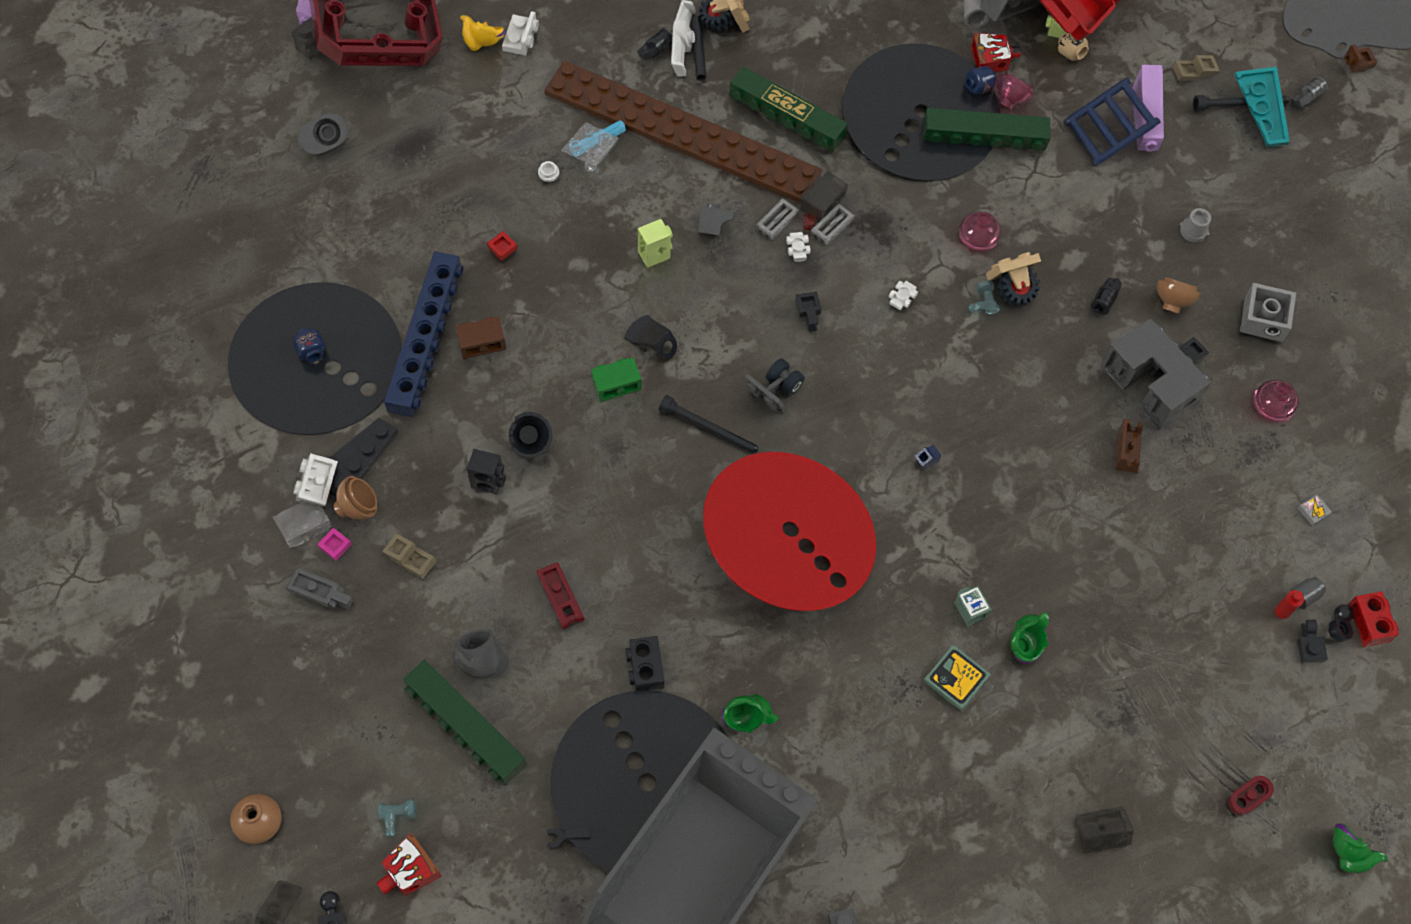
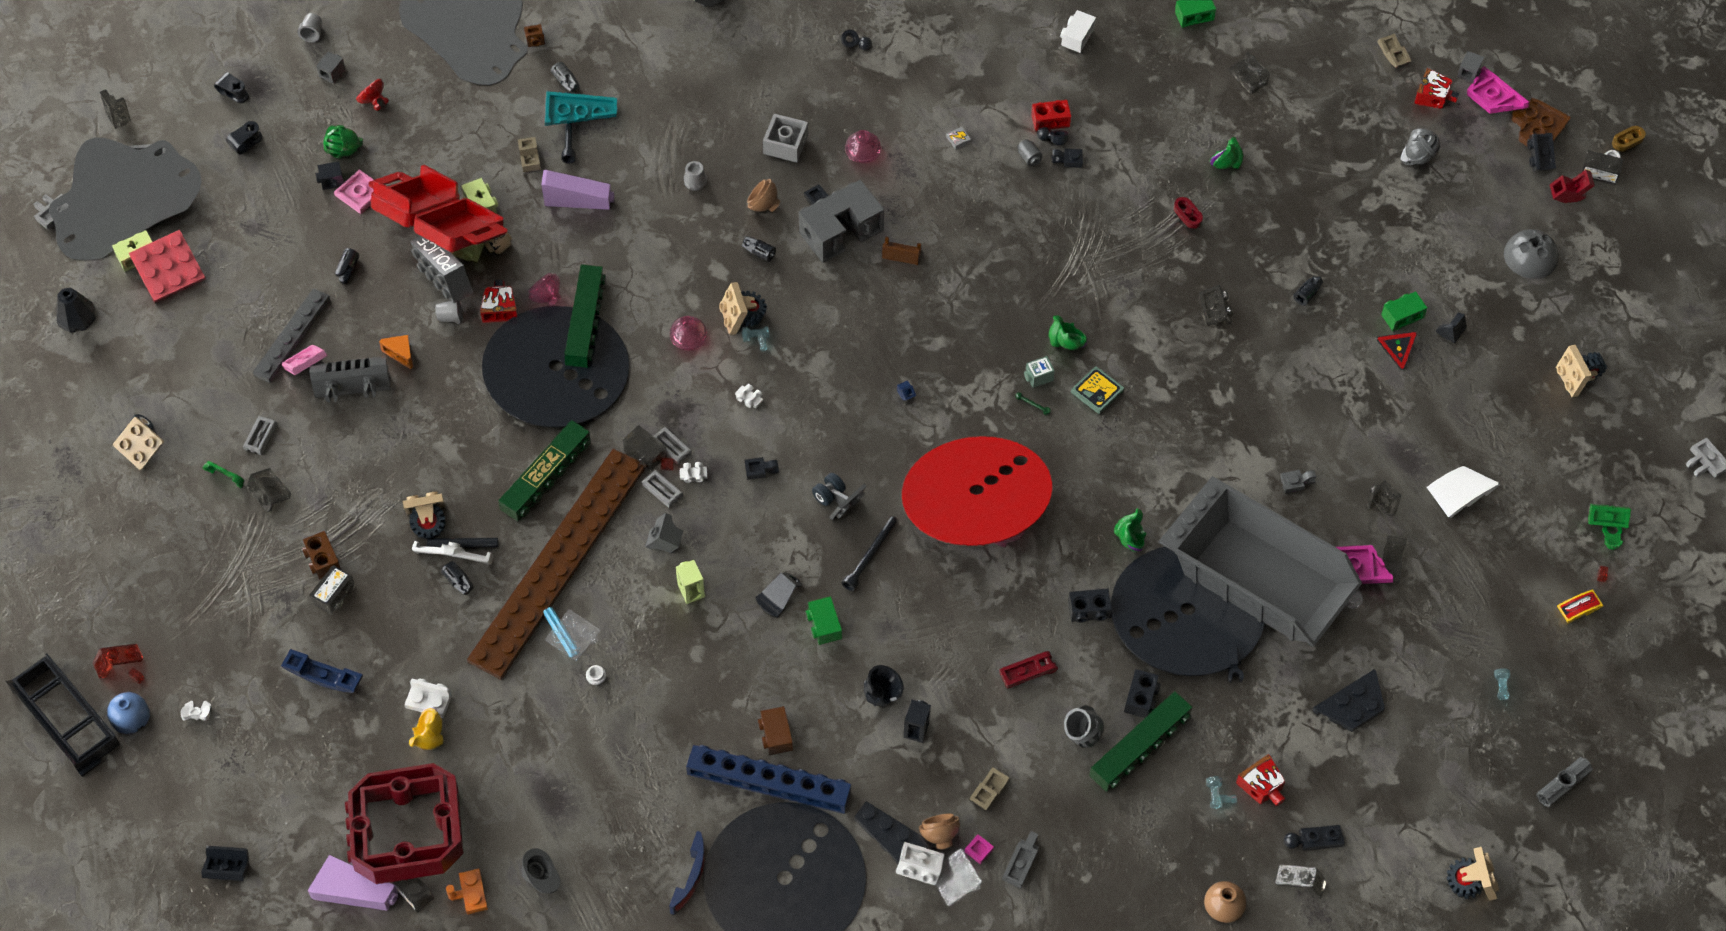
camera: 85 degrees left, 5 degrees down
(309, 344) = (778, 875): dark blue head -> none
(312, 86) = (471, 891): none -> orange plate
(343, 273) = (682, 896): none -> dark blue slope
(502, 245) = (677, 714): red plate -> none
(530, 717) = (1140, 693): none -> black brick
(920, 618) = (1046, 411): none -> dark green hinge
(980, 80) = (531, 312): dark blue head -> none
(1107, 97) = (612, 220): dark blue bar -> none
(1123, 26) = (480, 193): none -> yellowish green brick
(1289, 604) = (1041, 163): red cylinder -> none

